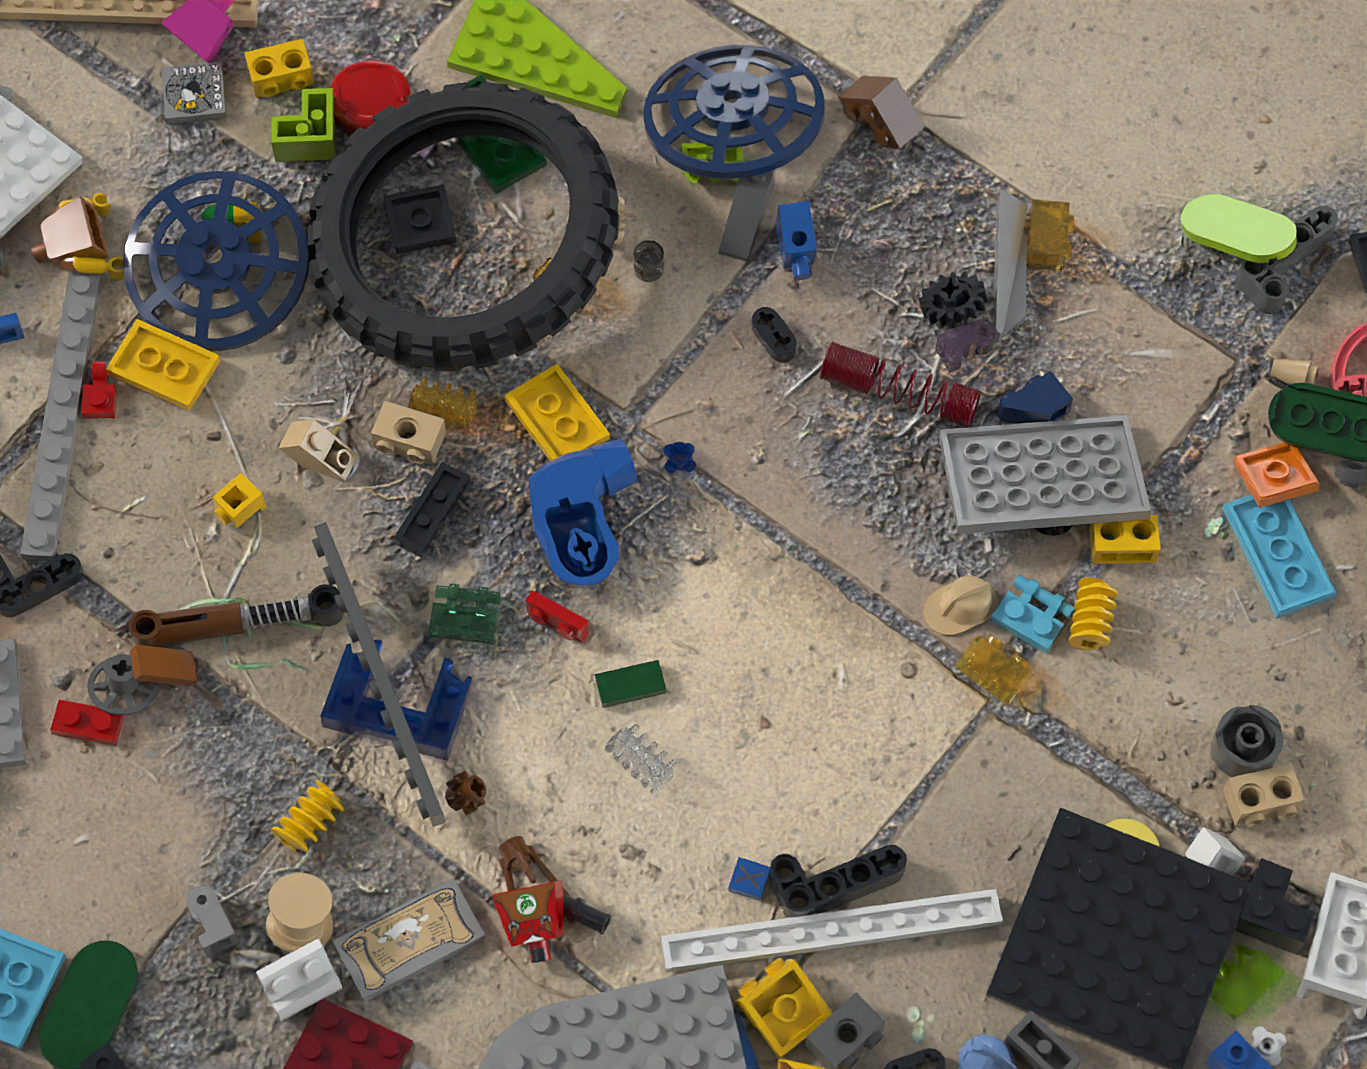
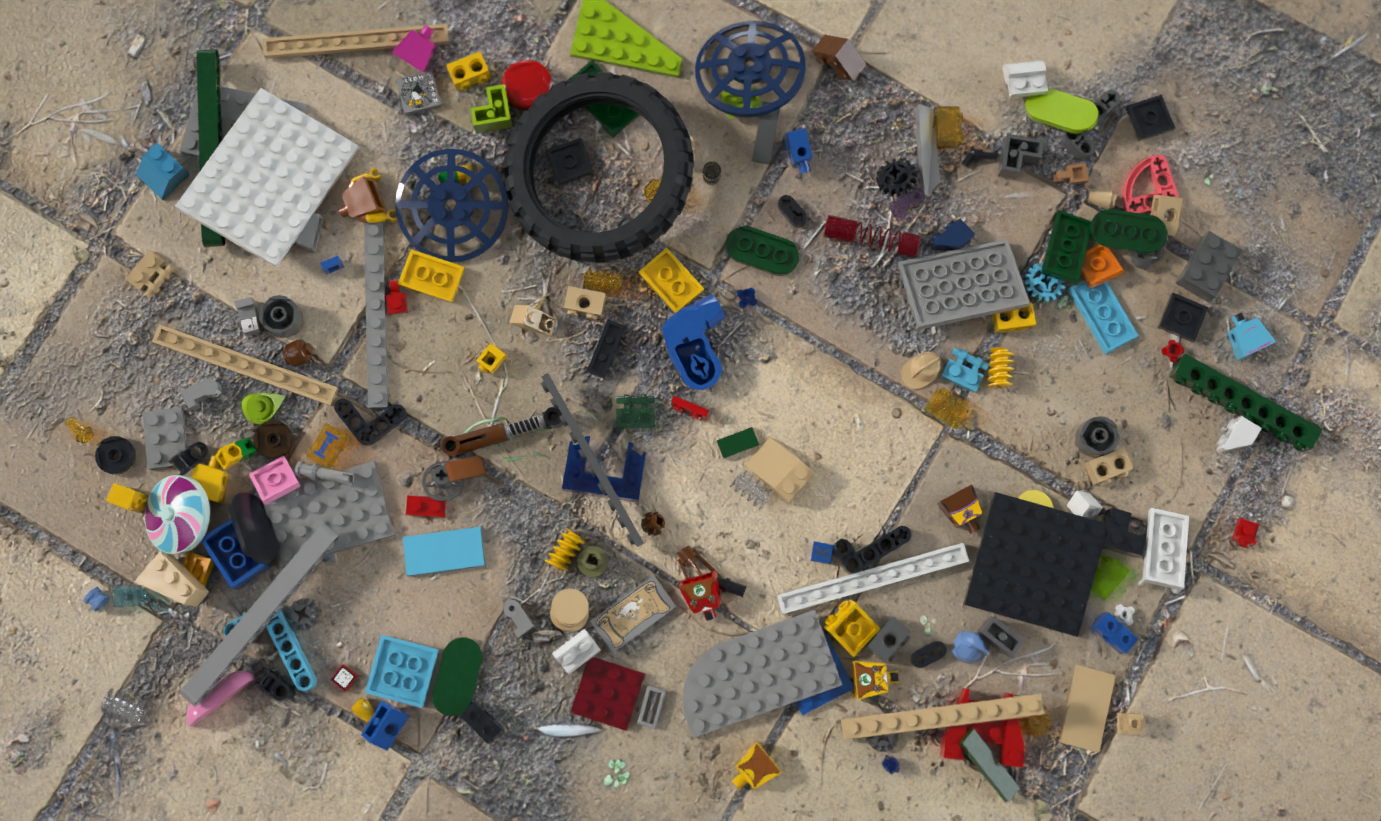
camera: 10 degrees left, 15 degrees up
(103, 798) = (443, 551): none -> medium azure tile
(342, 843) = (592, 570): none -> olive piece
(697, 735) = (779, 470): none -> tan slope
(716, 389) = (762, 250): none -> dark green tile
(1001, 833) = (962, 508): none -> reddish brown torso
(1094, 284) = (977, 155): none -> black piece
(1163, 281) = (1016, 151): none -> dark grey brick
(1171, 495) = (1043, 290): none -> medium azure gear
(1185, 176) = (1025, 78): none -> white brick
(1225, 439) = (1066, 248): none -> dark green tile
(1252, 328) = (1074, 174): none -> medium nougat plate

